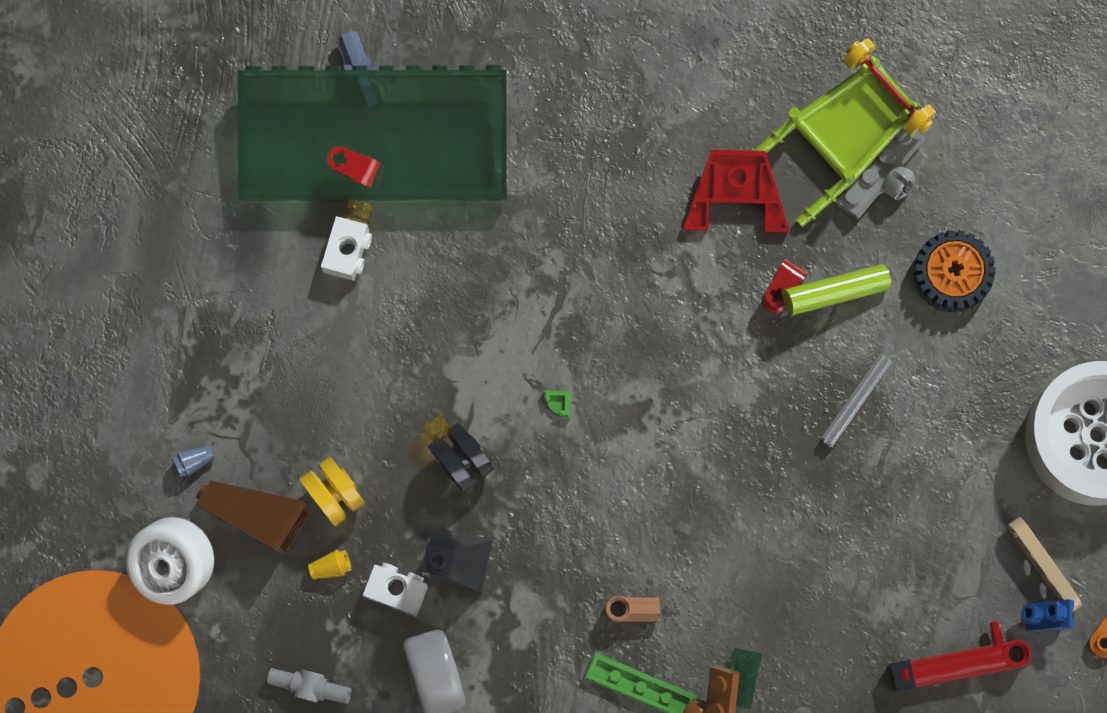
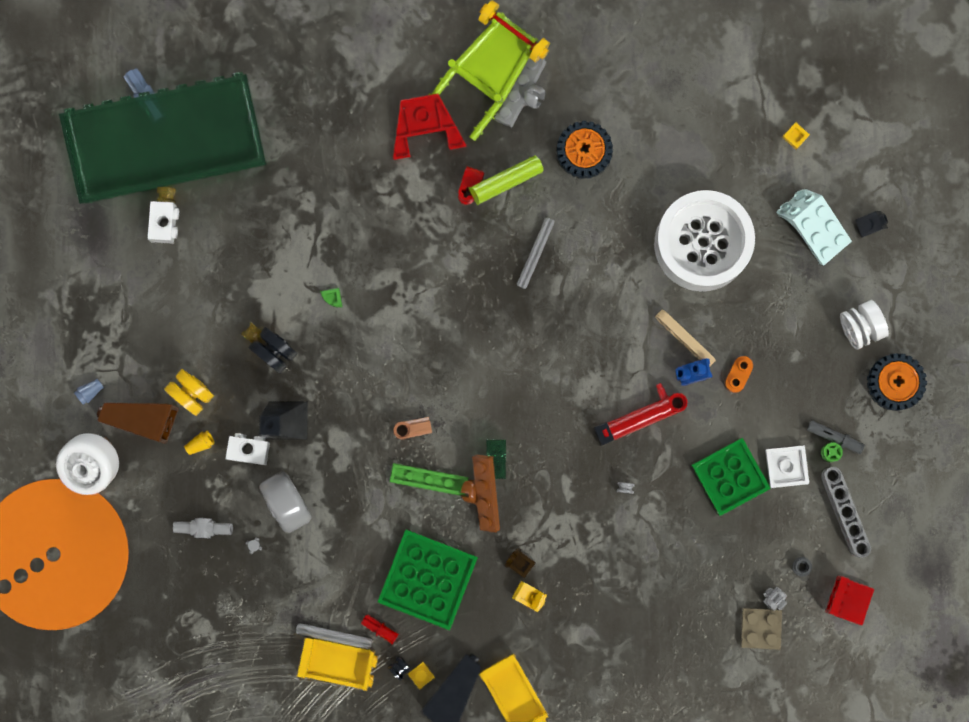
camera: 15 degrees left, 5 degrees up
(358, 166) = (157, 163): red piece -> none

